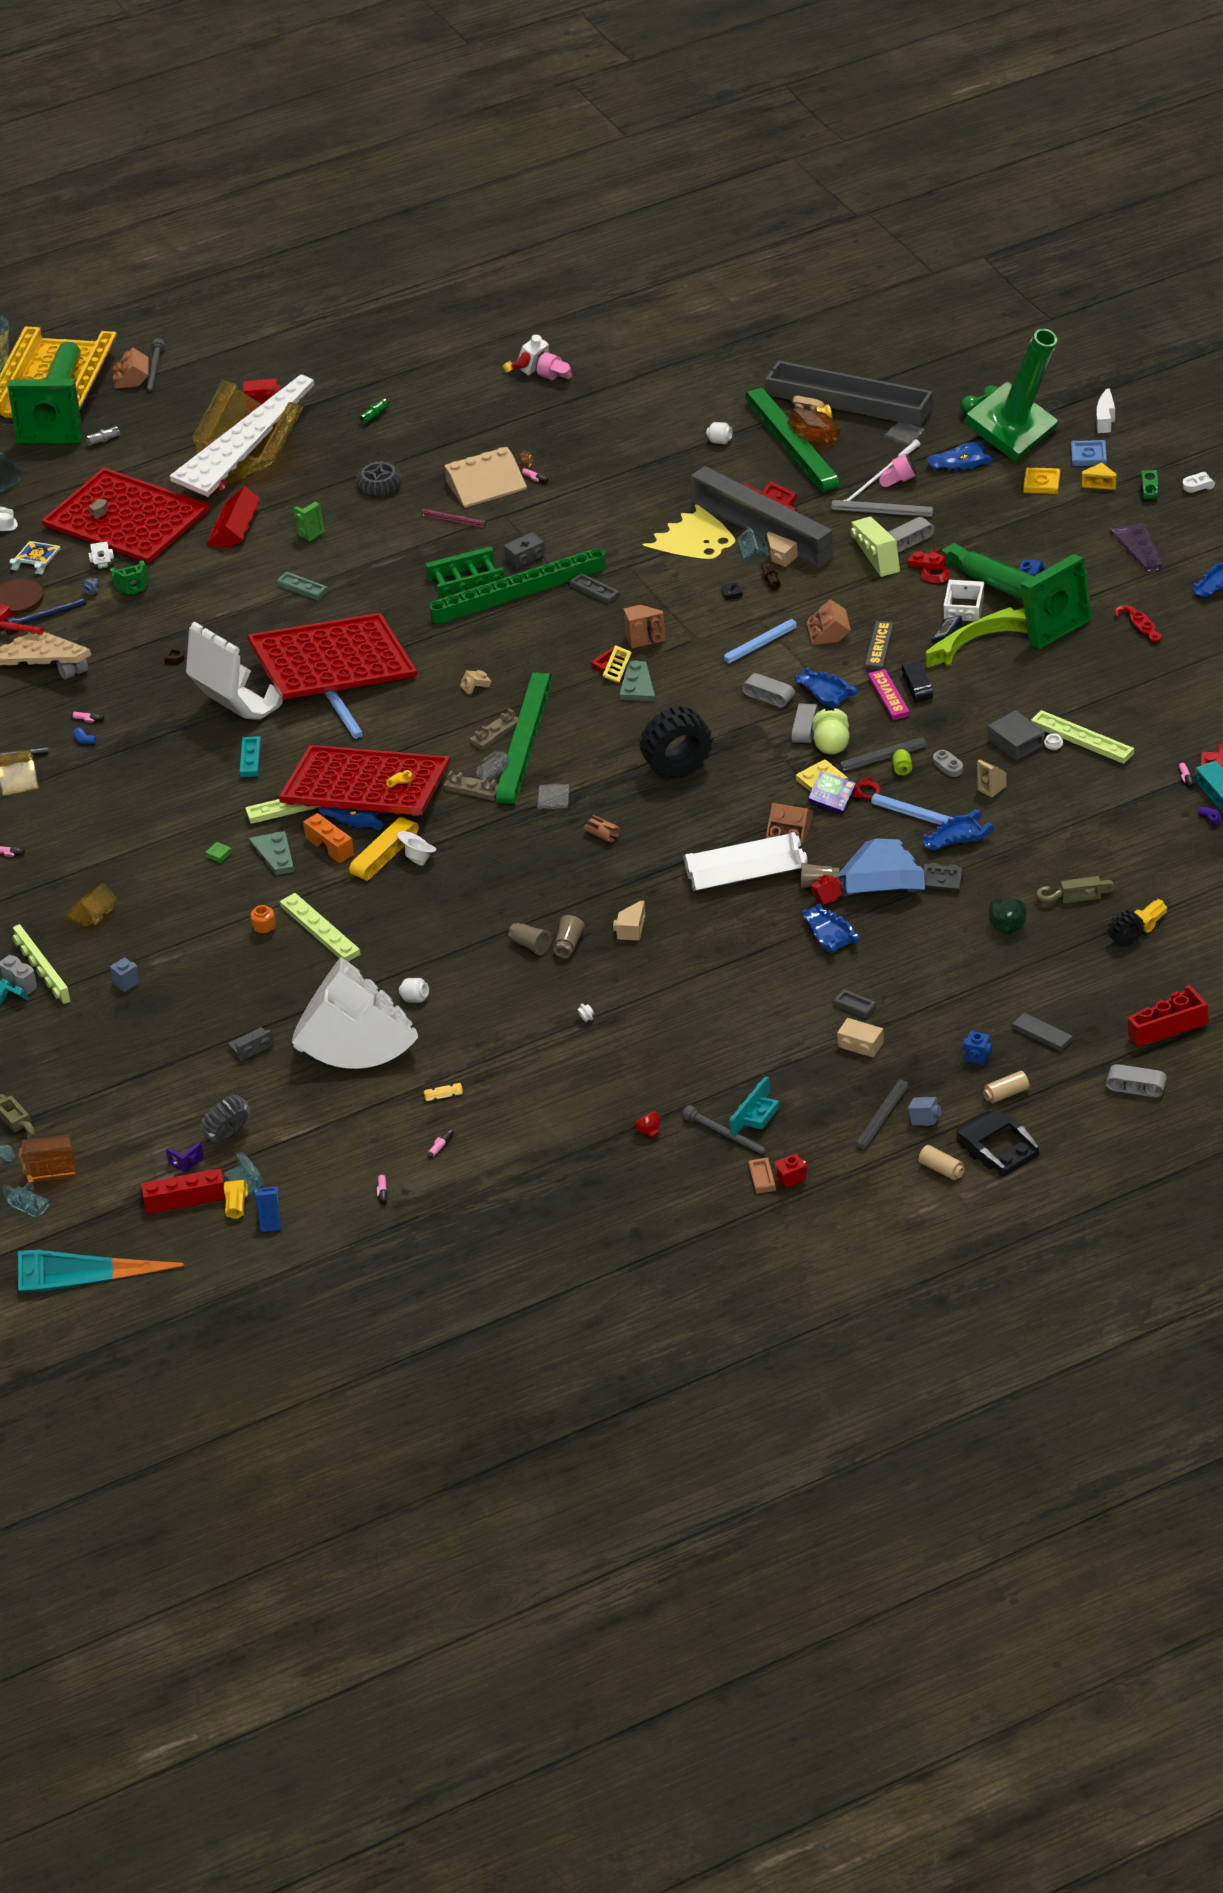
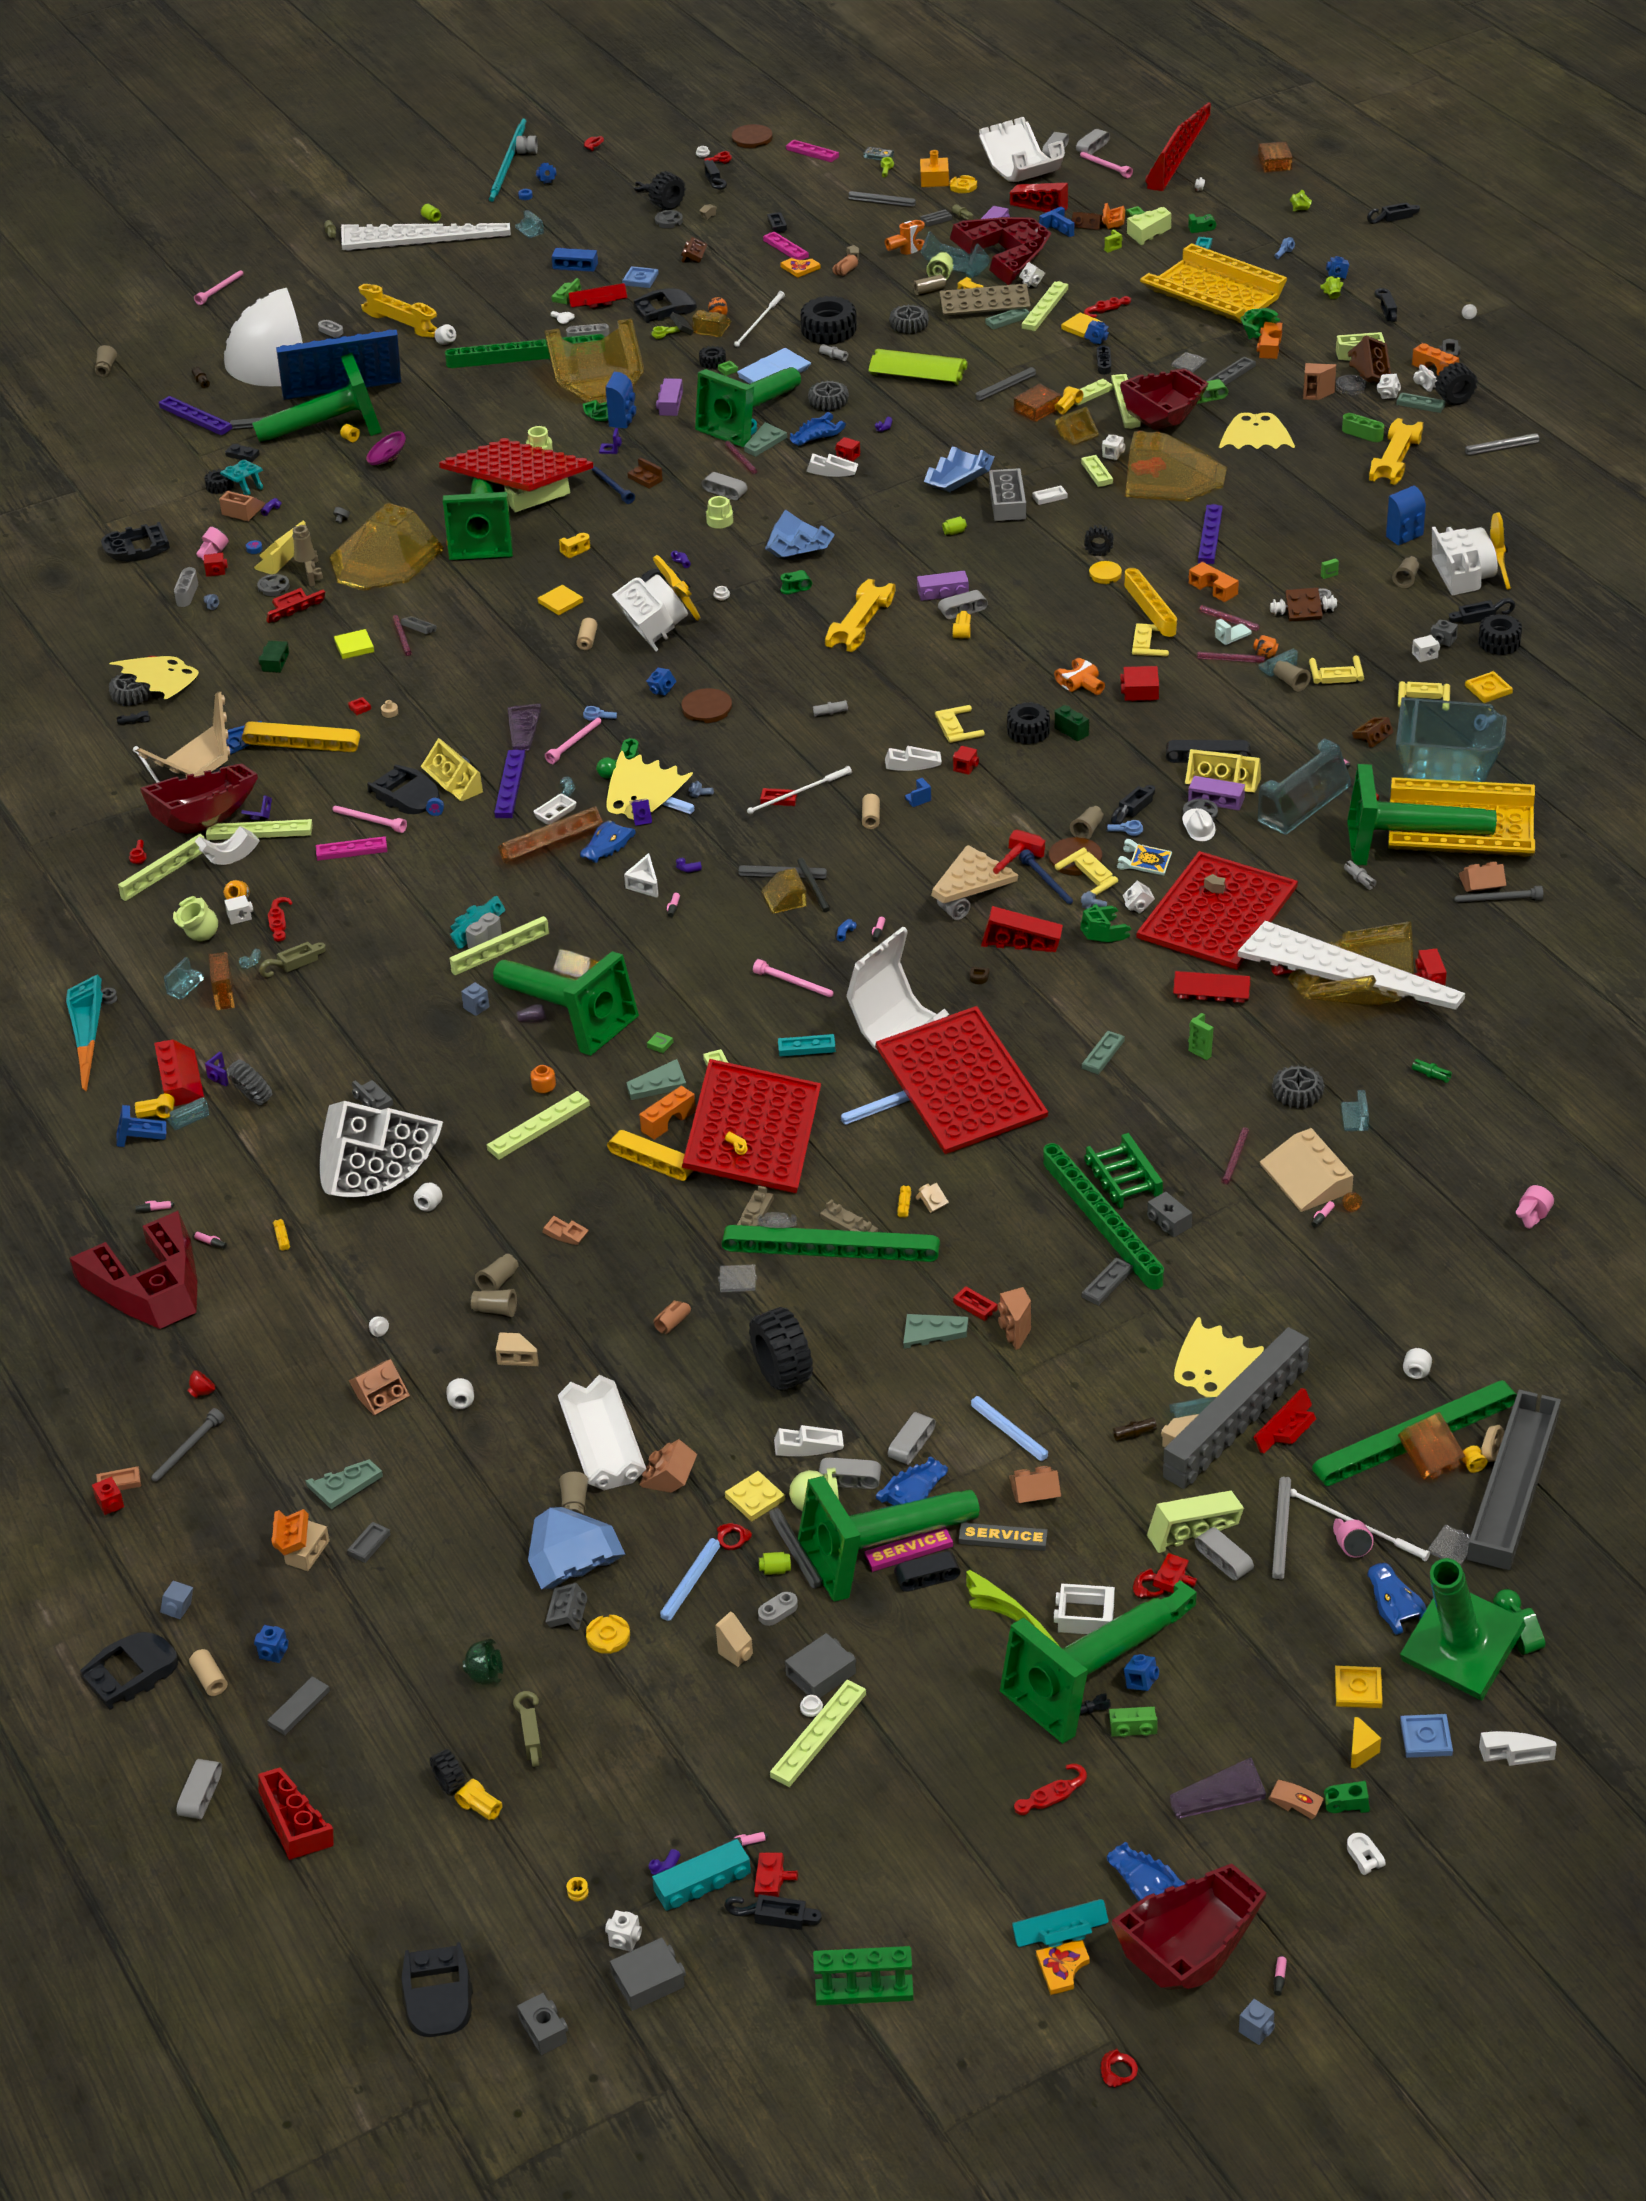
camera: 85 degrees right, 0 degrees up
(48, 582) = (1092, 868): none -> light yellow plate
(127, 787) = (761, 967): none -> bright pink piece
(128, 625) = (1020, 931): none -> red wedge
(155, 936) = (532, 1013): none -> clear purple cone
(179, 867) = (597, 1001): none -> green piece
(415, 847) = (647, 1172): white piece -> none
(417, 451) = (1356, 1114): none -> clear light blue panel
(474, 902) = (562, 1231): none -> nougat slope
(475, 698) = (904, 1201): none -> yellow axle
(517, 1161) = (156, 1294): none -> dark red piece
(529, 356) = (1559, 1184): white torso -> none
(620, 652) = (970, 1305): light yellow slope -> none
(666, 1005) = (379, 1387): none -> nougat slope
(683, 952) = (460, 1393): none -> white head
(731, 591) = (1106, 1398): black tile -> none
(756, 1109) = (207, 1464): teal bracket -> none
(765, 748) = (807, 1441): none -> white slope
(784, 1021) = (339, 1487): none -> sand green wing
(826, 889) = (544, 1498): red brick -> none
(829, 929) = (482, 1511): blue animal -> none
(831, 792) = (719, 1501): tile -> none
(860, 1030) = (290, 1531): none -> orange bracket
(882, 1114) = (189, 1571): dark grey axle -> none
(894, 706) = (834, 1537): none -> green piece
(941, 1162) = (101, 1620): tan brick -> none
(948, 627) = (1034, 1599): slope -> none
(958, 830) = (643, 1617): blue animal -> none
(970, 856) = (608, 1634): none -> yellow tile
(1148, 510) = (1293, 1796): none -> nougat slope

